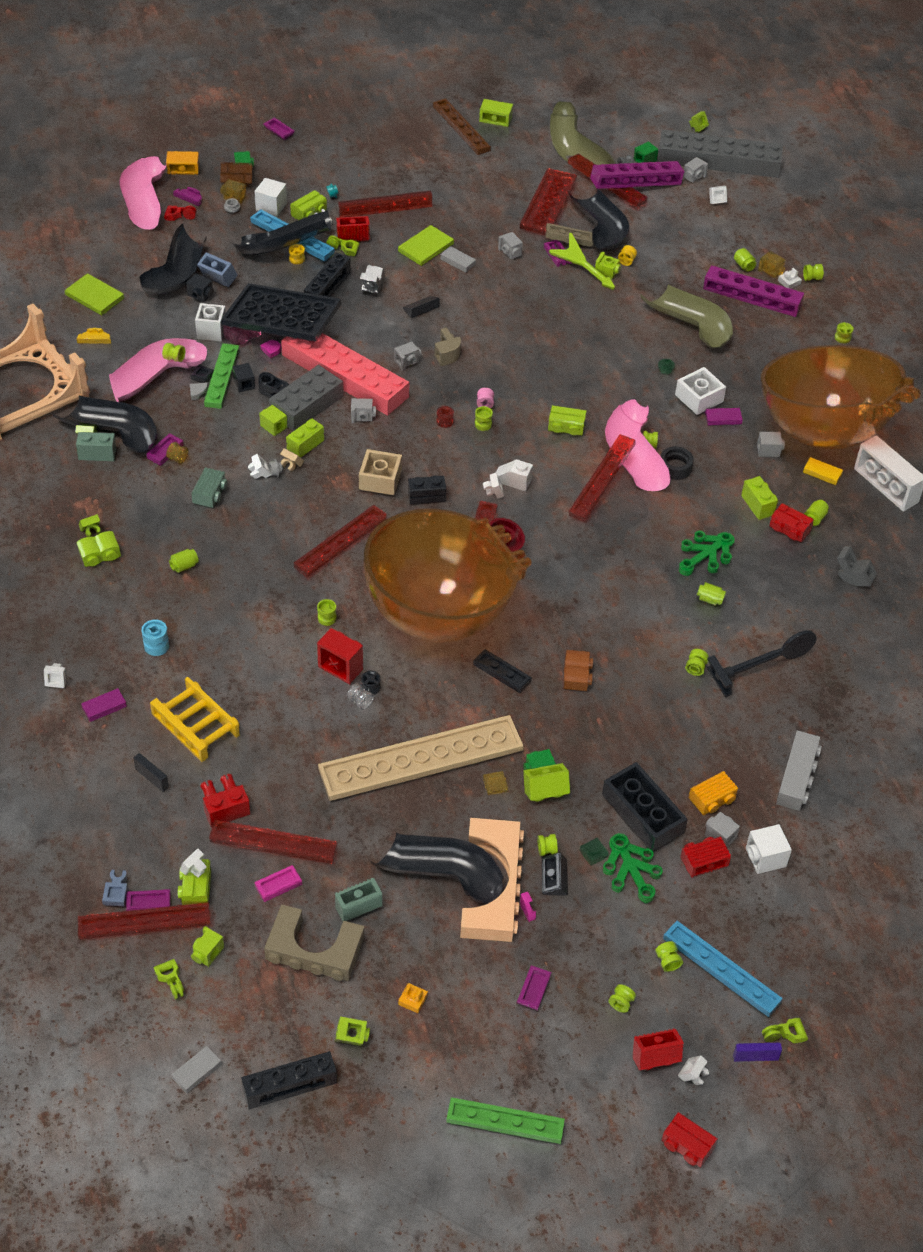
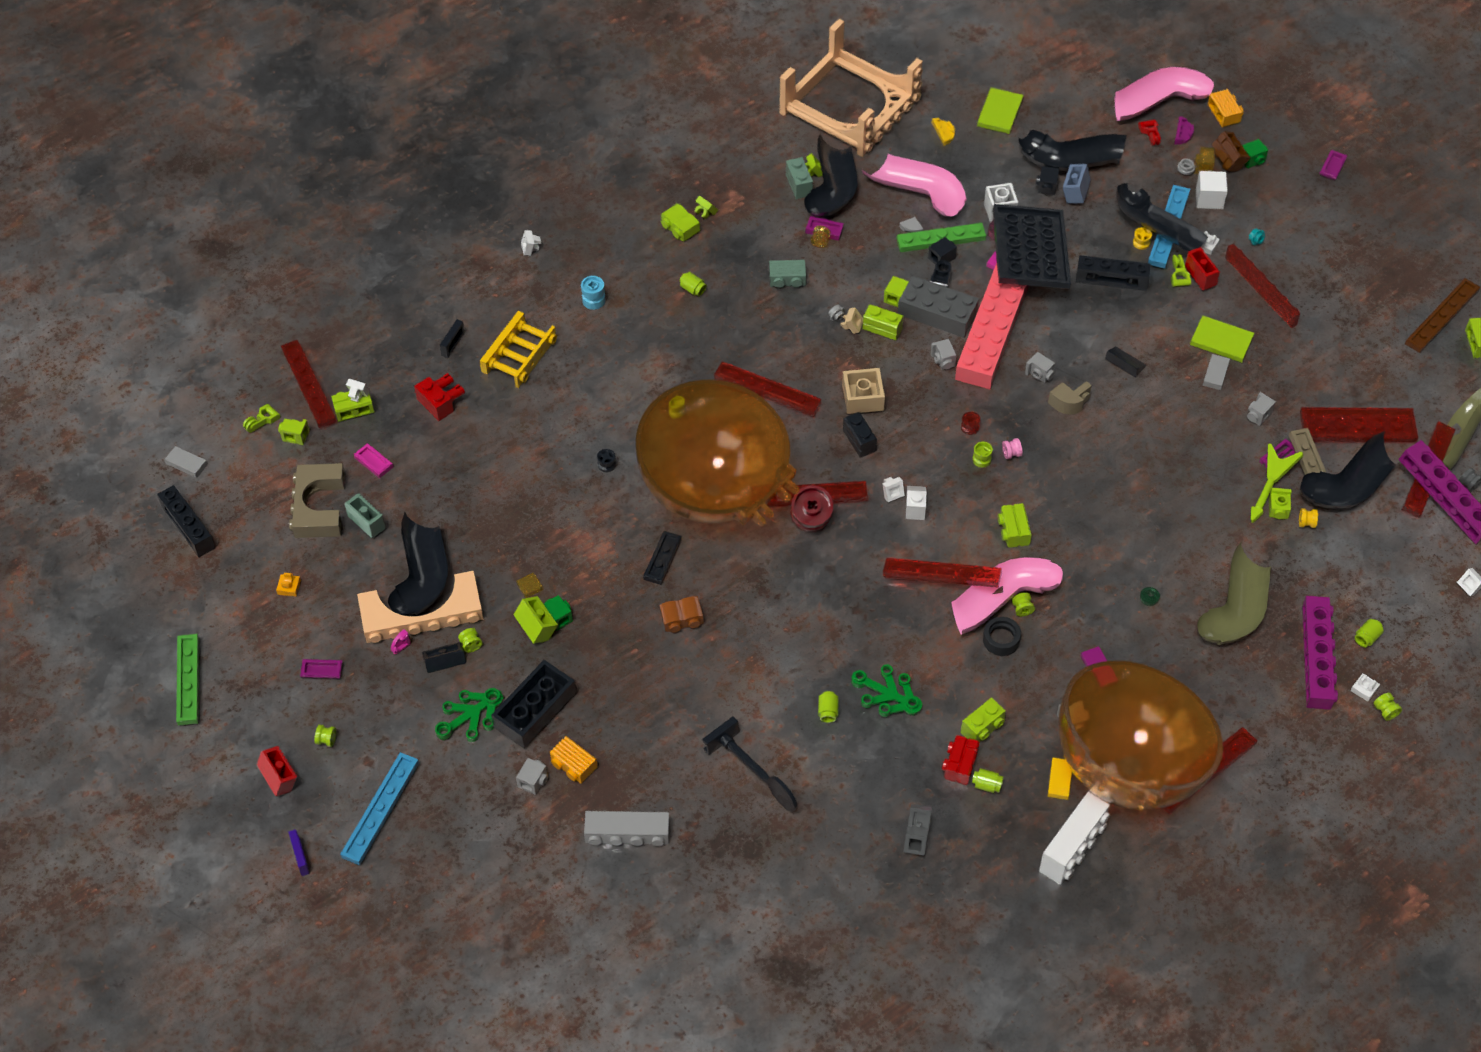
camera: 75 degrees right, 5 degrees up
(103, 705) = (514, 286): magenta tile -> none
(115, 892) = (329, 356): sand blue plate -> none
(148, 899) = (329, 380): magenta tile -> none
(173, 352) = (944, 189): lime wheel -> none
(202, 374) = (935, 221): black tile -> none
(259, 467) = (831, 299): white tile -> none
(273, 841) = (411, 443): clear red plate -> none
(308, 205) = (1219, 224): lime brick -> none
(340, 655) = (620, 425): red brick -> none
(345, 1025) = (240, 549): lime brick -> none
(359, 695) = (586, 457): clear wheel -> none
(373, 279) = (1135, 309): brick -> none
(419, 757) = (537, 522): tan plate -> none
(594, 851) = (478, 680): clear green plate -> none
(668, 954) = (379, 762): lime wheel -> none
(689, 1140) = (199, 816): red brick -> none
(692, 1069) = (268, 805): white tile -> none
(697, 662) = (726, 711): lime wheel -> none
(700, 390) = (1117, 632): white brick -> none
(705, 856) = (497, 767): red brick -> none
(768, 849) = (519, 816): white head -> none
(772, 264) = (1375, 661): clear yellow brick -> none
(772, 1032) = (324, 861): lime piece -> none
(844, 333) = (1300, 753): lime wheel -> none

